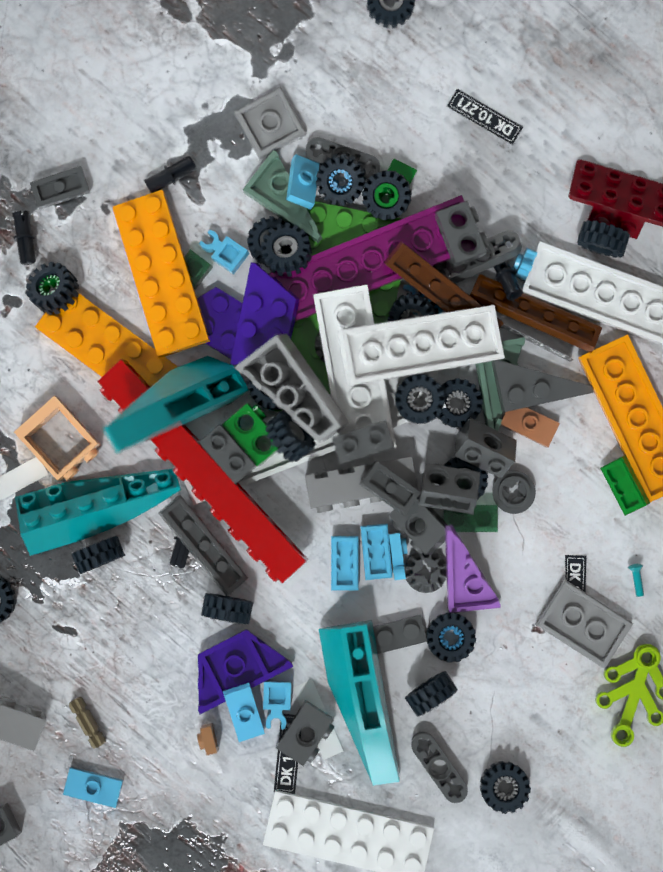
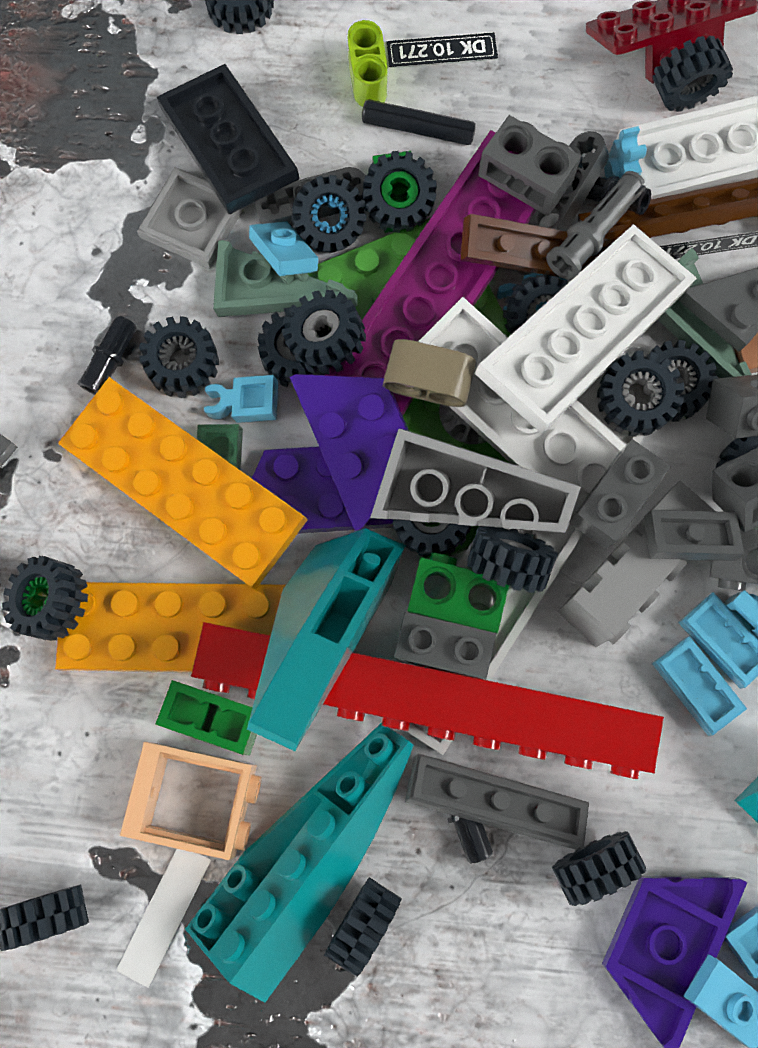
camera: 30 degrees left, 10 degrees down
(92, 405) = (207, 718): none -> green brick
(219, 197) = (192, 341): none -> black bush
(317, 314) = (429, 373): none -> dark tan beam
(319, 92) = (228, 138): none -> black plate
(431, 100) = (367, 62): none -> lime beam
(435, 154) = (418, 122): none -> black axle
(459, 295) = (587, 236): none -> dark grey pin

